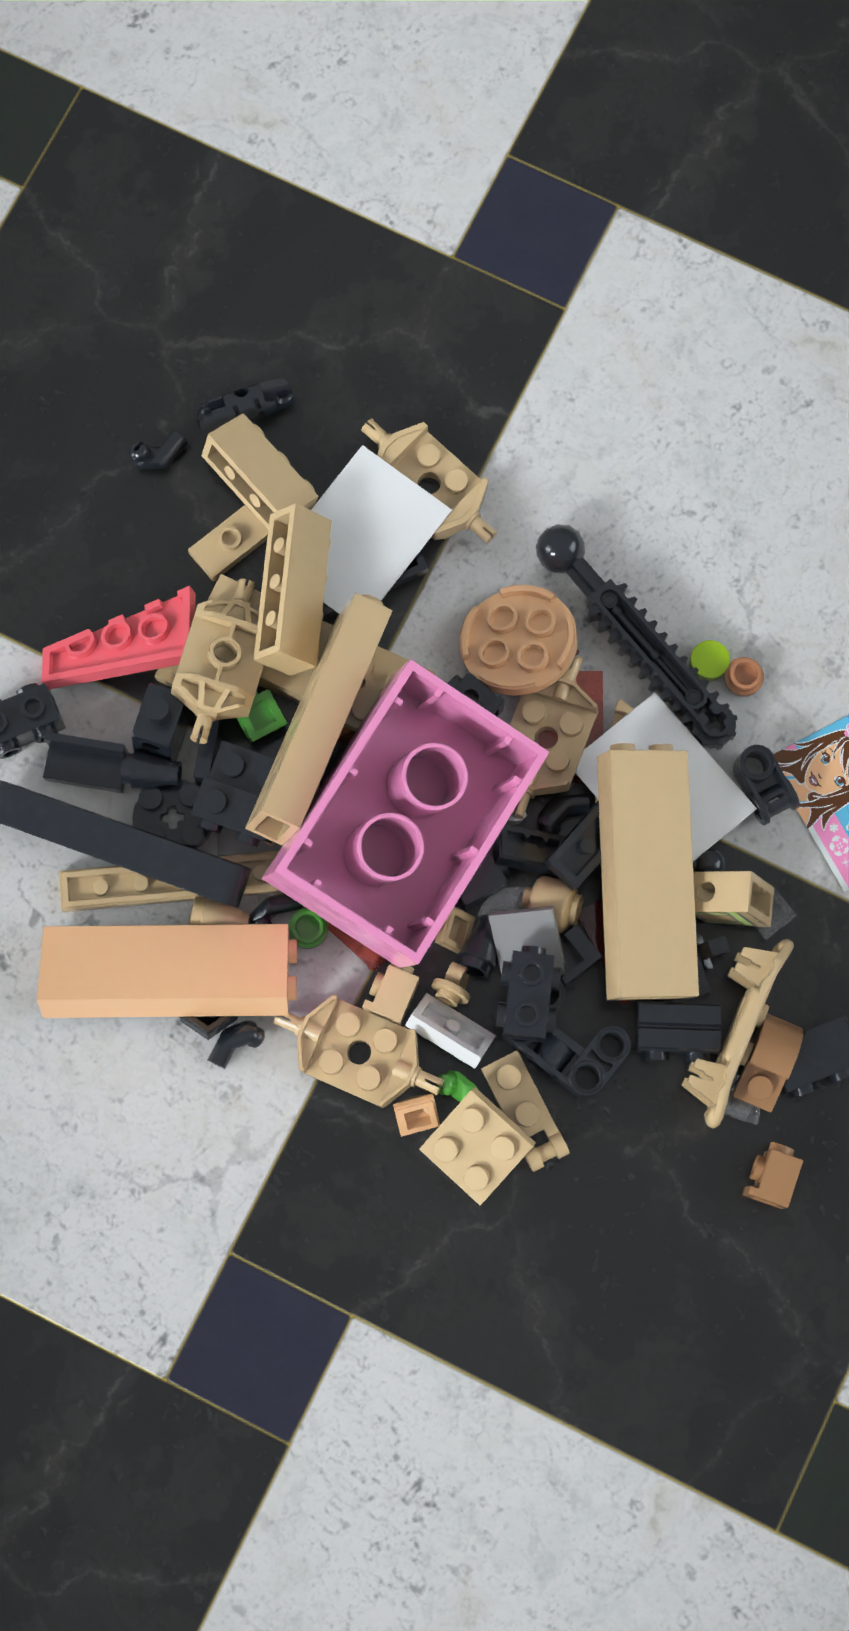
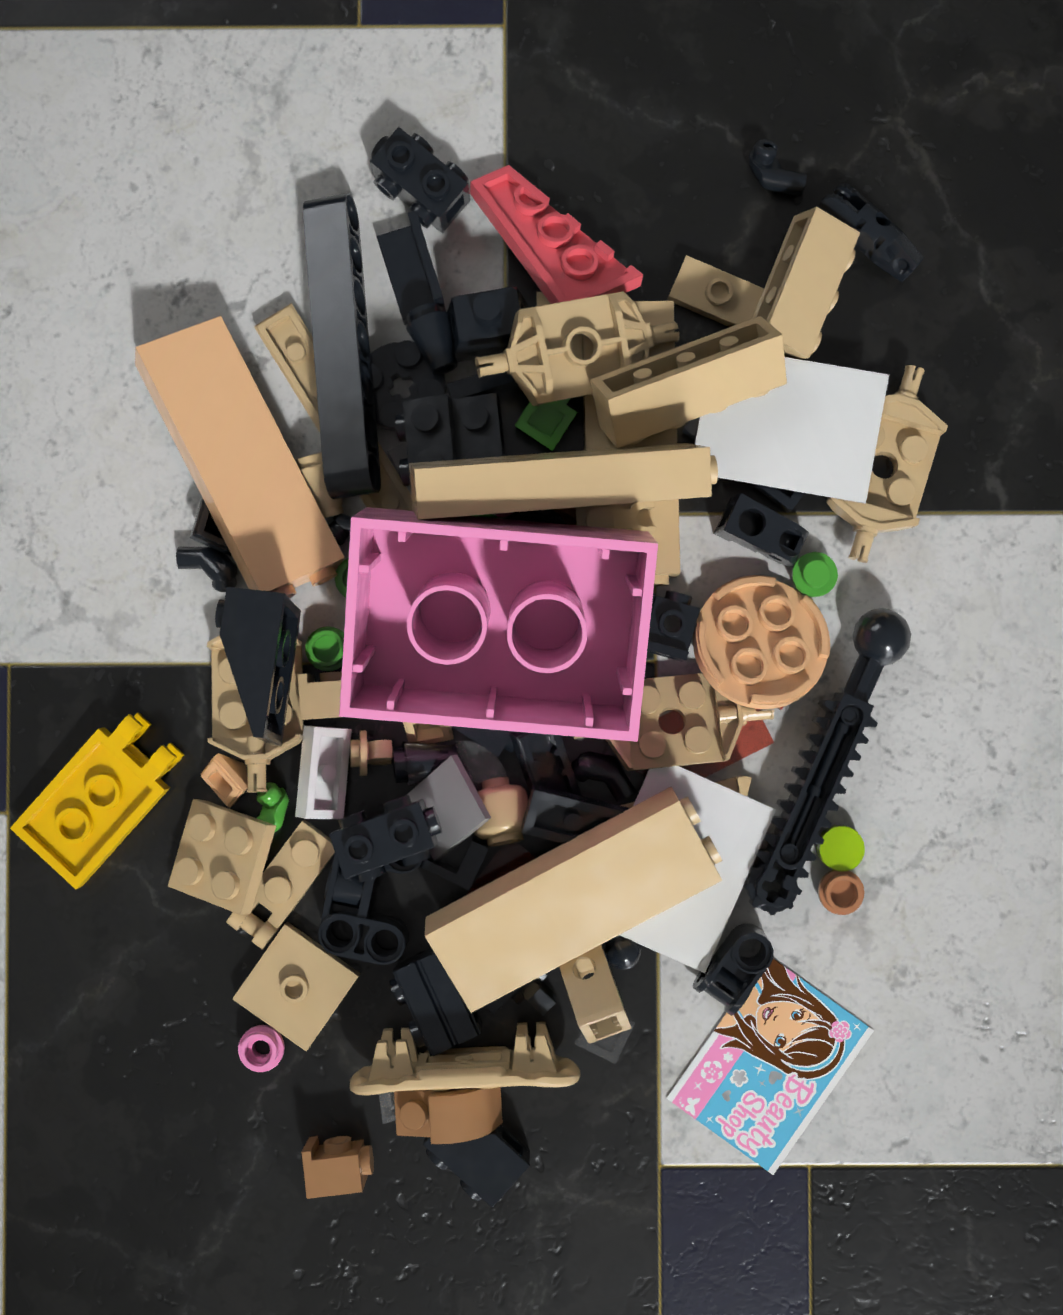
camera: 70 degrees right, 10 degrees up
(331, 1019) = (260, 645): none -> black slope
(352, 979) = (325, 648): none -> bright green plate
(381, 1232) = (96, 800): none -> yellow tile
(431, 598) = (761, 530): none -> black leg
(486, 576) = (814, 574): none -> bright green plate
(613, 1141) = (296, 986): none -> tan plate
(663, 1195) = (249, 1055): none -> bright pink plate

